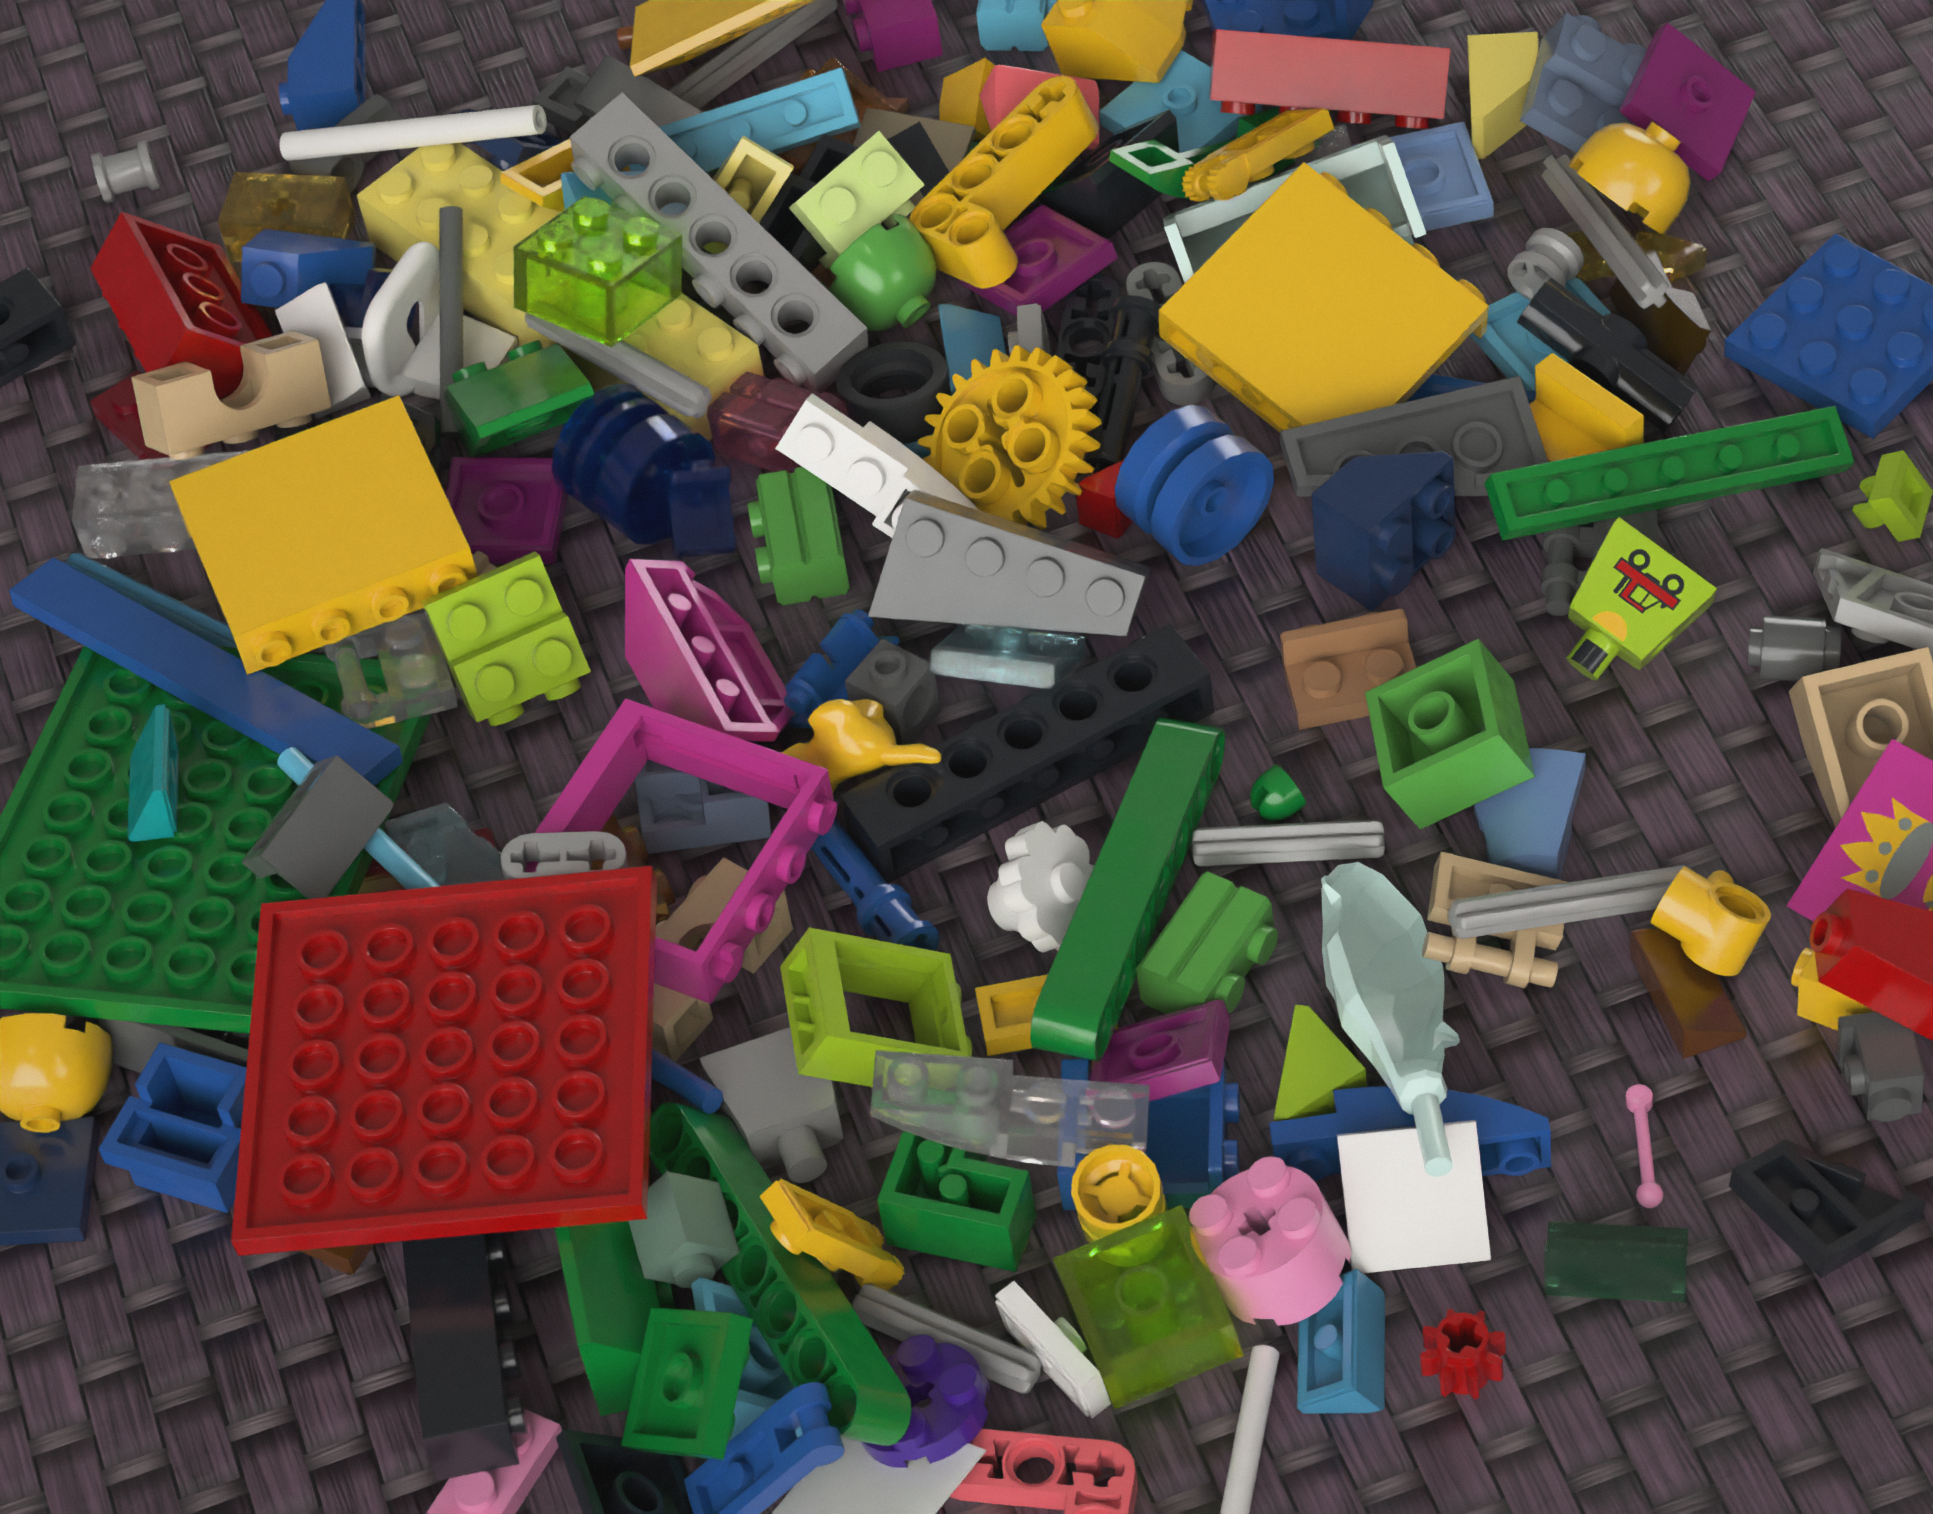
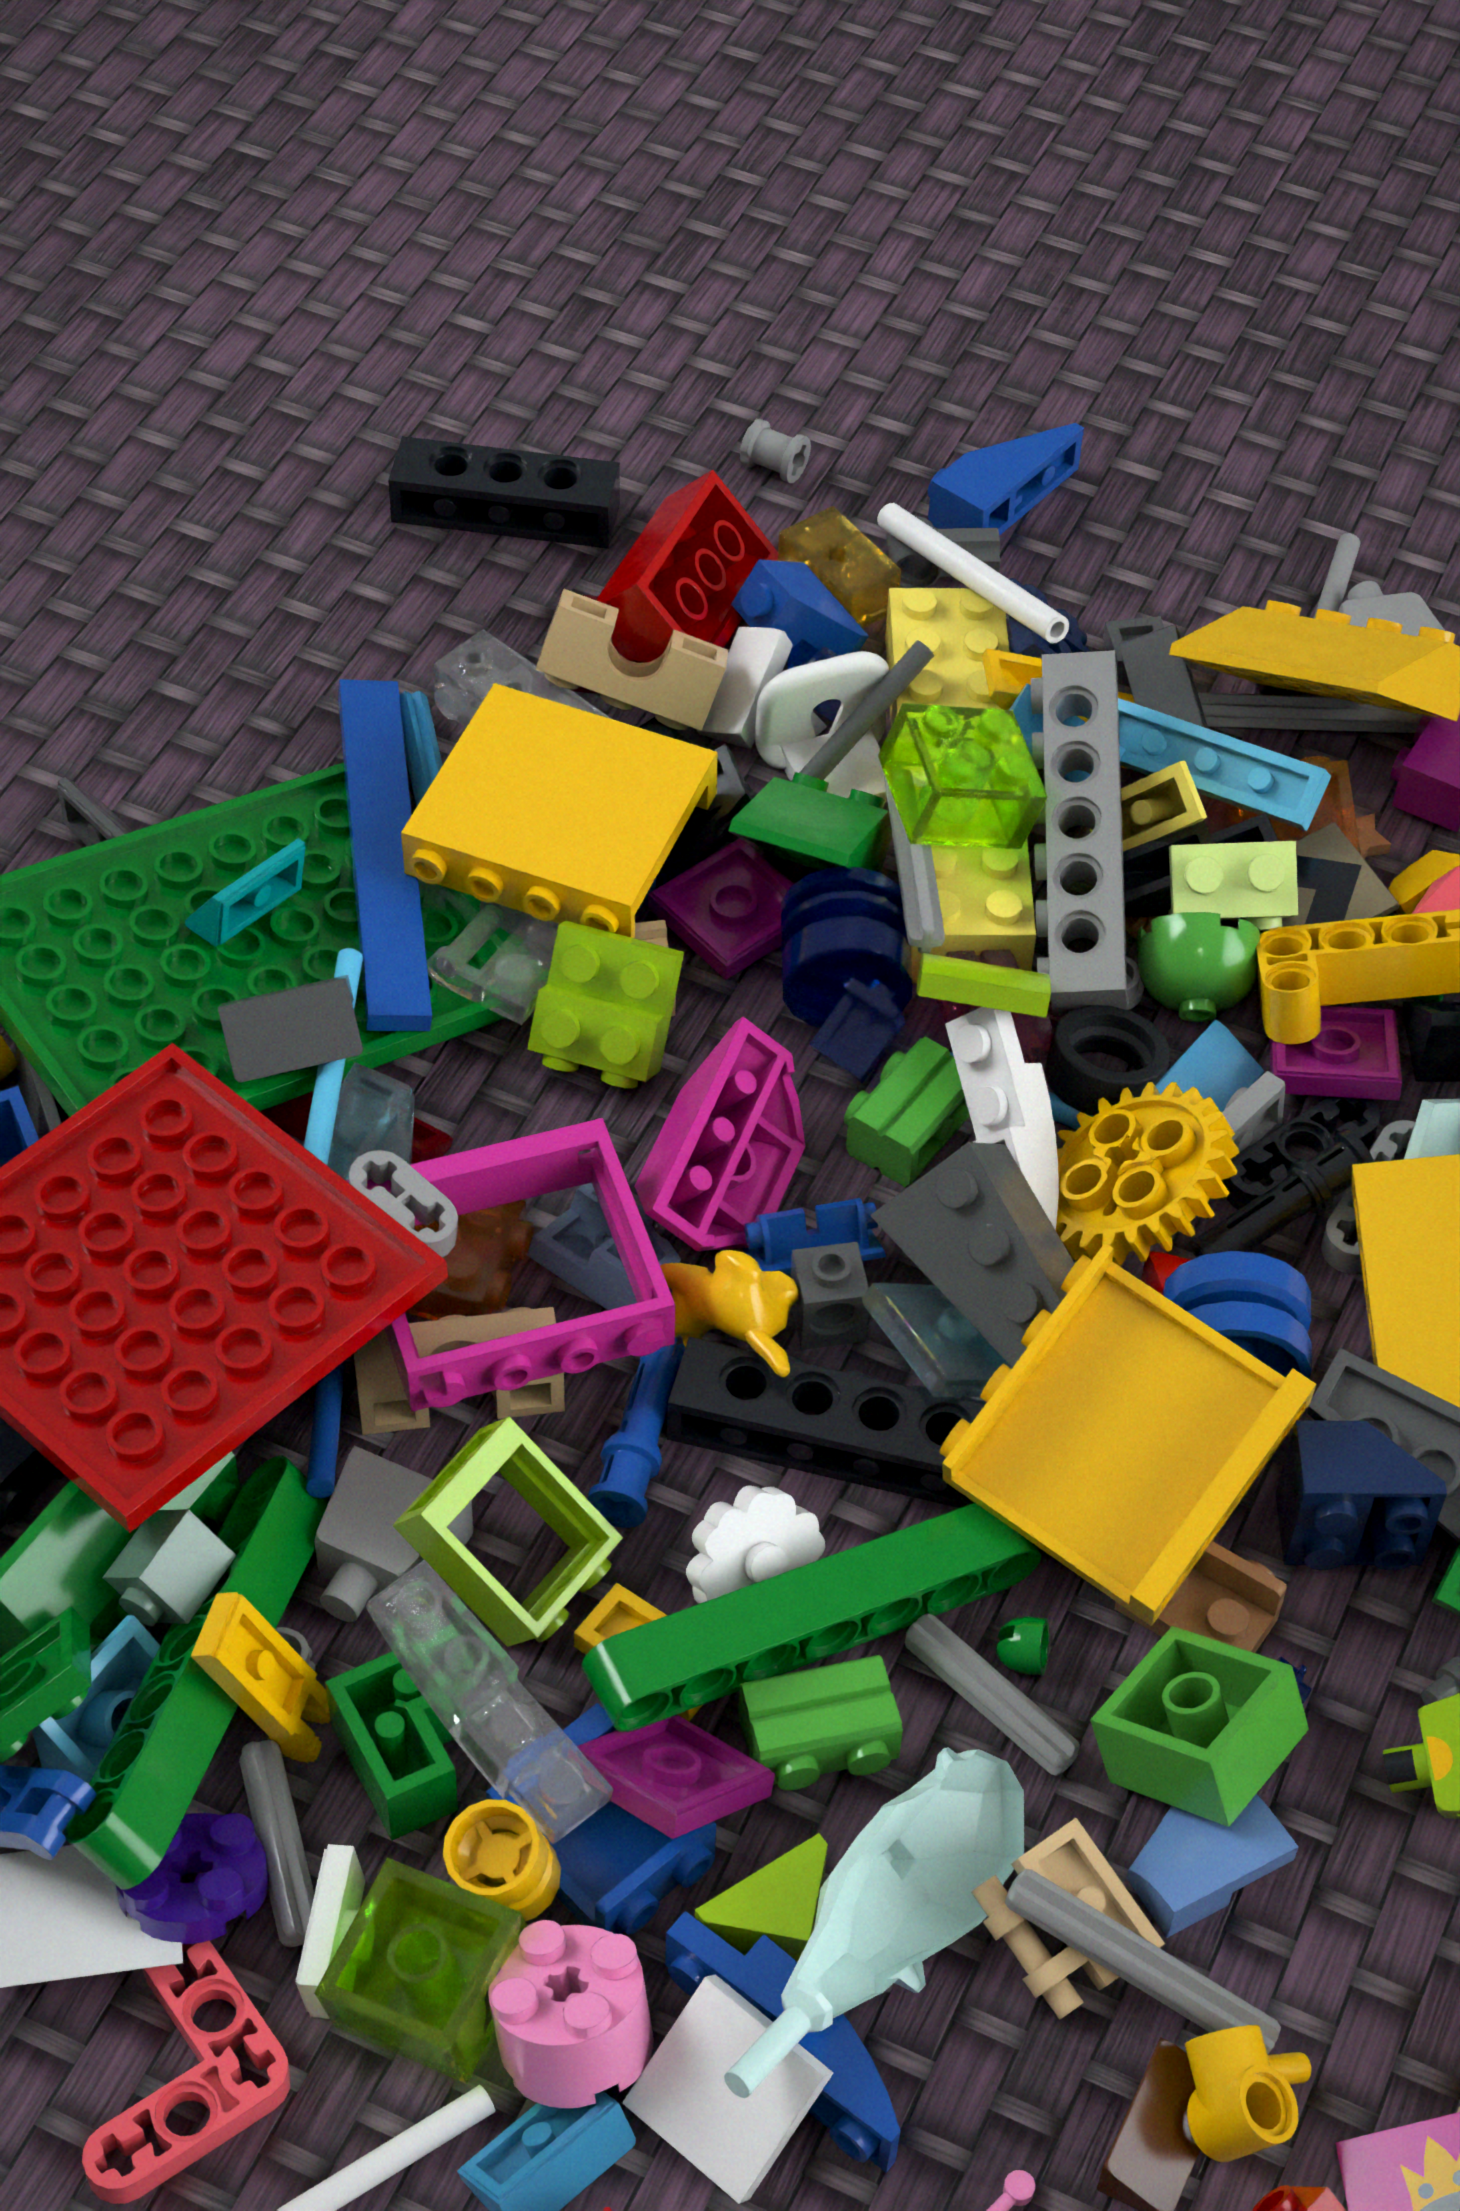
camera: 35 degrees right, 0 degrees up
(779, 397) = (984, 985): none -> lime slope
(1213, 600) = (1122, 1435): none -> yellow panel

